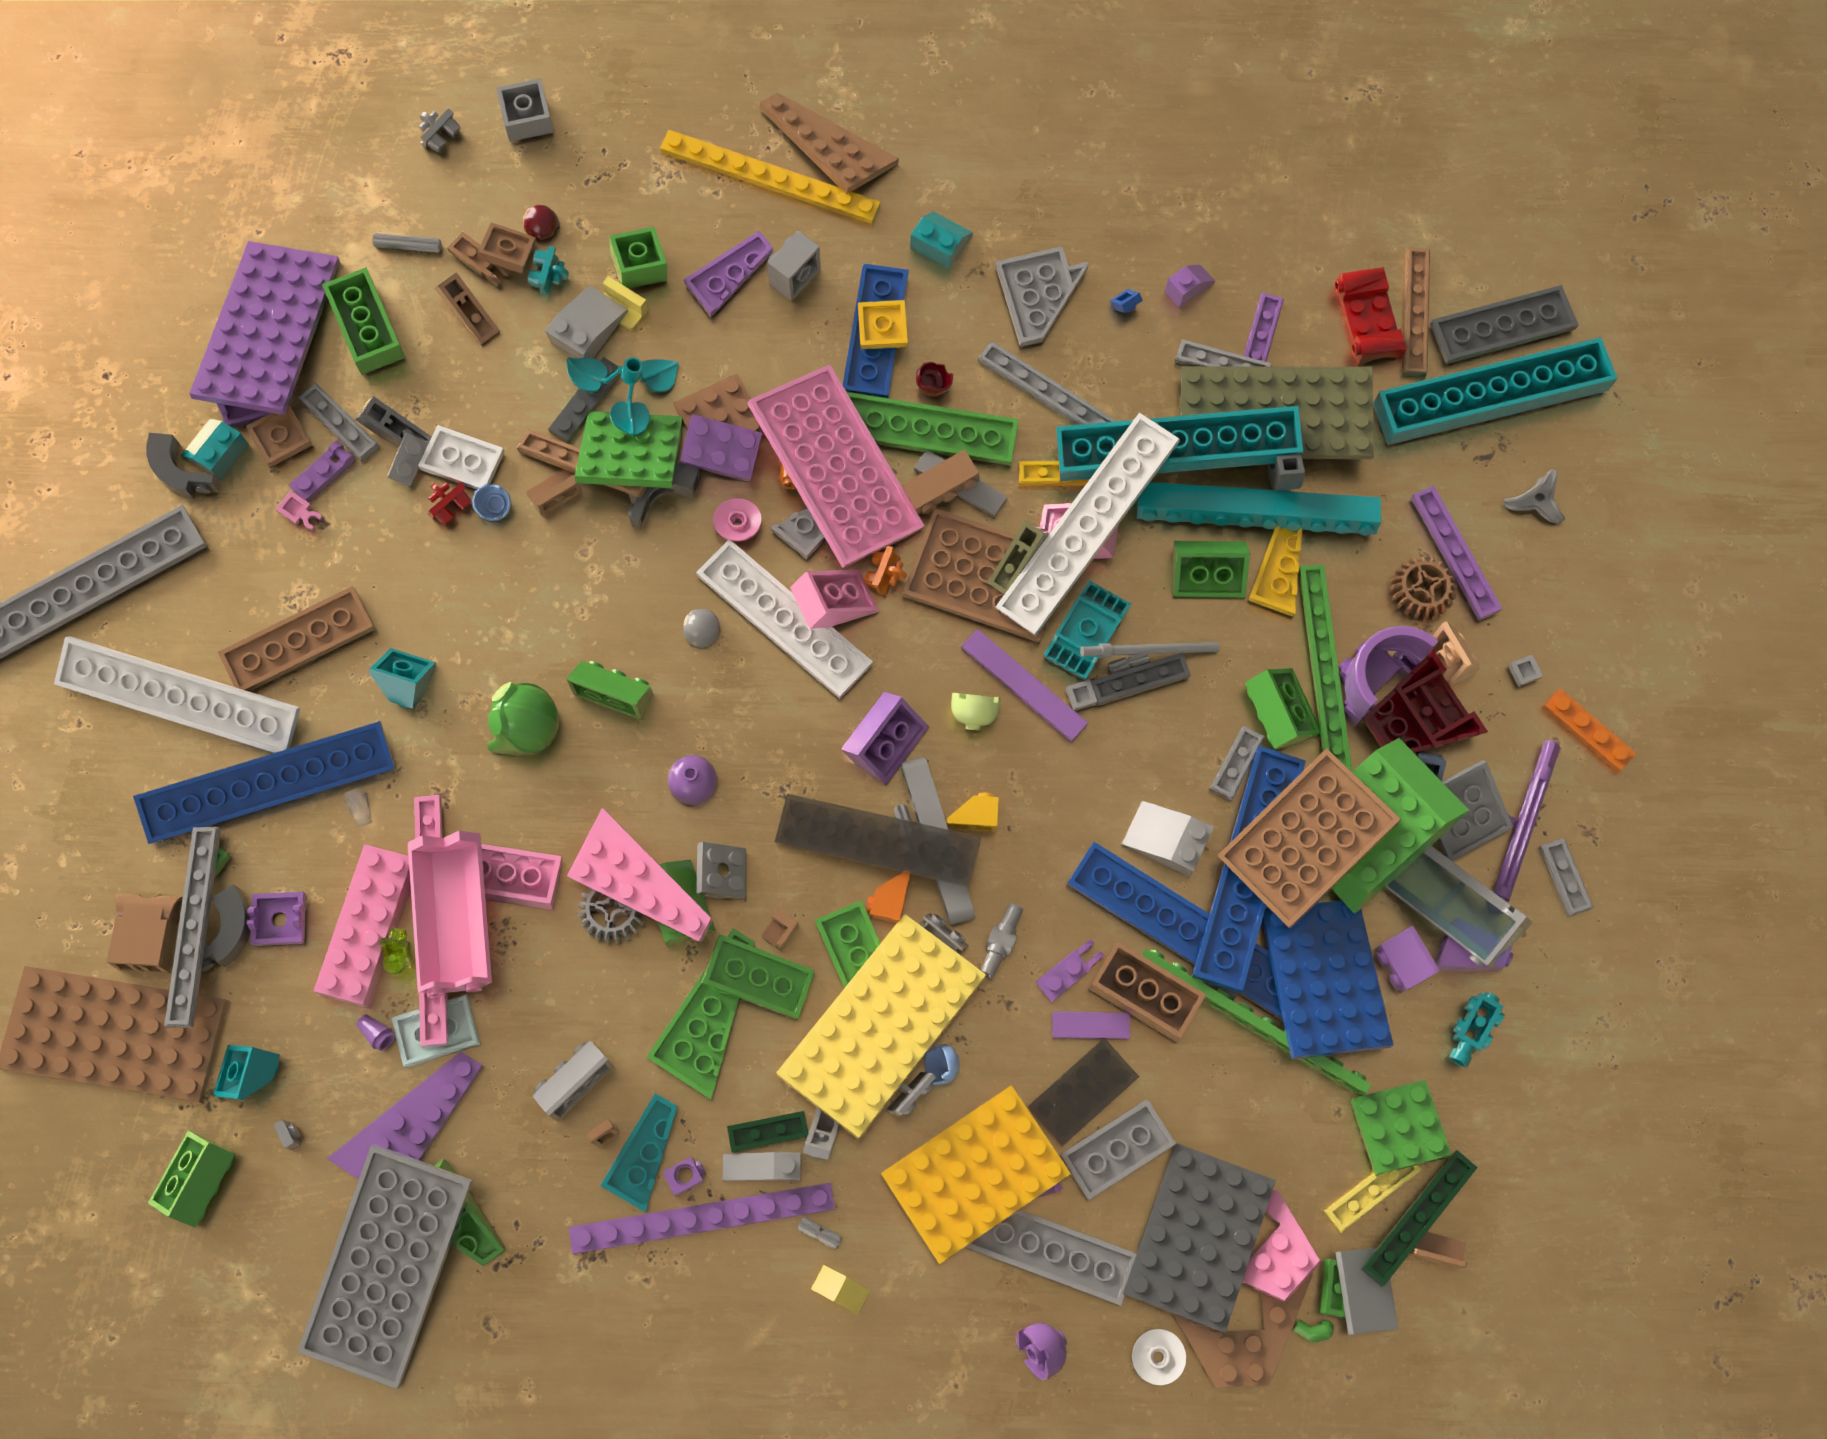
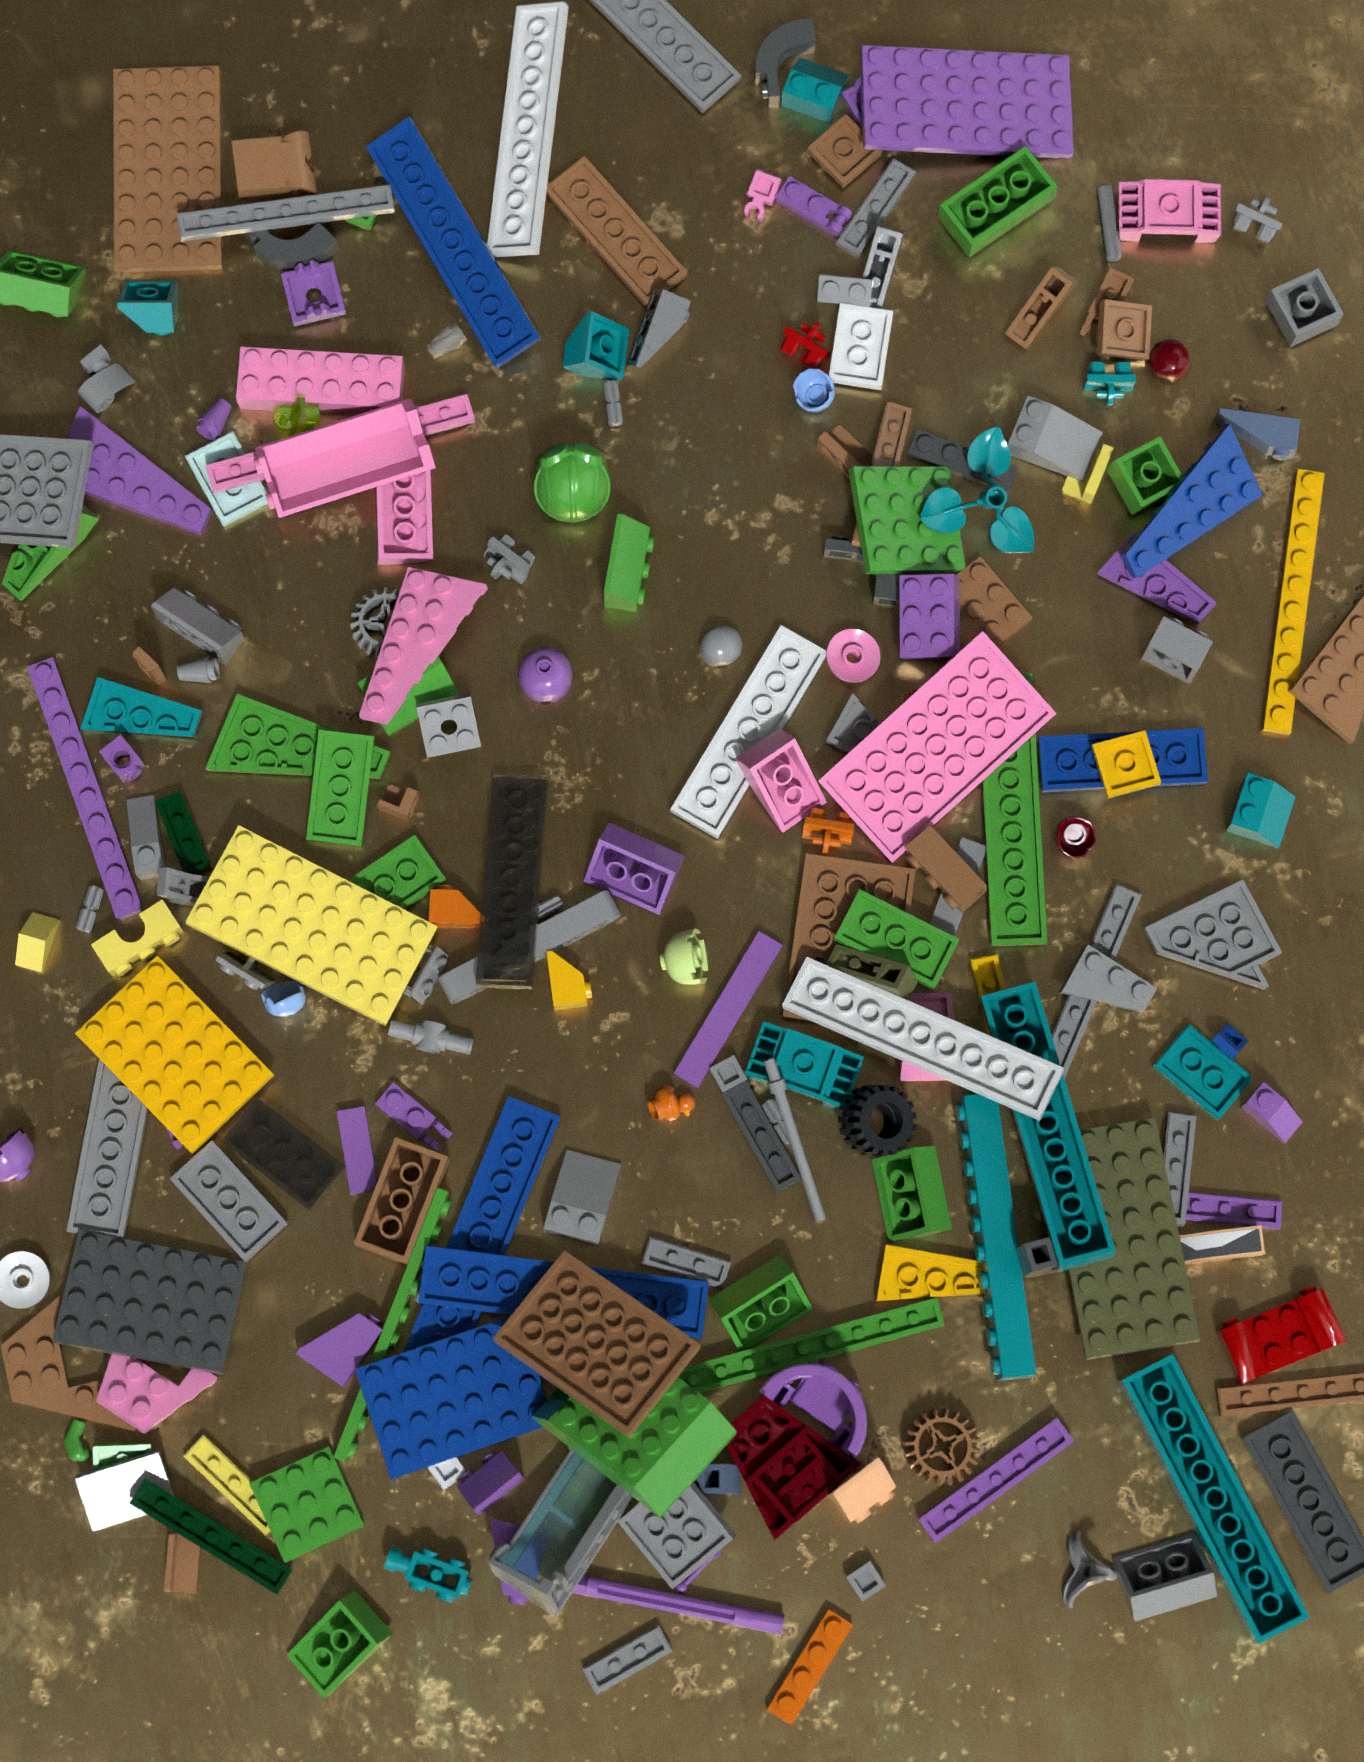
camera: 80 degrees right, 5 degrees up
(314, 1131) = (101, 387): none -> light grey panel
(394, 617) = (660, 322): none -> flat silver slope
(409, 192) = (1169, 208): none -> bright pink plate
(451, 674) = (613, 406): none -> light grey piece
(580, 792) = (507, 562): none -> light grey hips
(615, 1089) = (199, 670): none -> light grey cone
(623, 164) = (1265, 432): none -> sand blue slope
(671, 221) = (1198, 502): none -> blue wing
(852, 1168) = (159, 930): none -> light yellow arch
(992, 532) = (896, 936): none -> bright green plate
(1059, 381) = (1106, 981): none -> light grey wing
(1100, 748) = (667, 1106): none -> orange animal
(1146, 328) = (1202, 1072): none -> teal tile
(1146, 579) = (897, 1120): none -> black tyre
(1267, 1069) = (343, 1347): none -> medium lavender slope
(1292, 336) = (1222, 1244): none -> slope
(1391, 997) = (447, 1472): none -> white plate
(1526, 1119) = (339, 1643): none -> bright green slope
(1550, 440) = (1165, 1577): none -> light grey slope

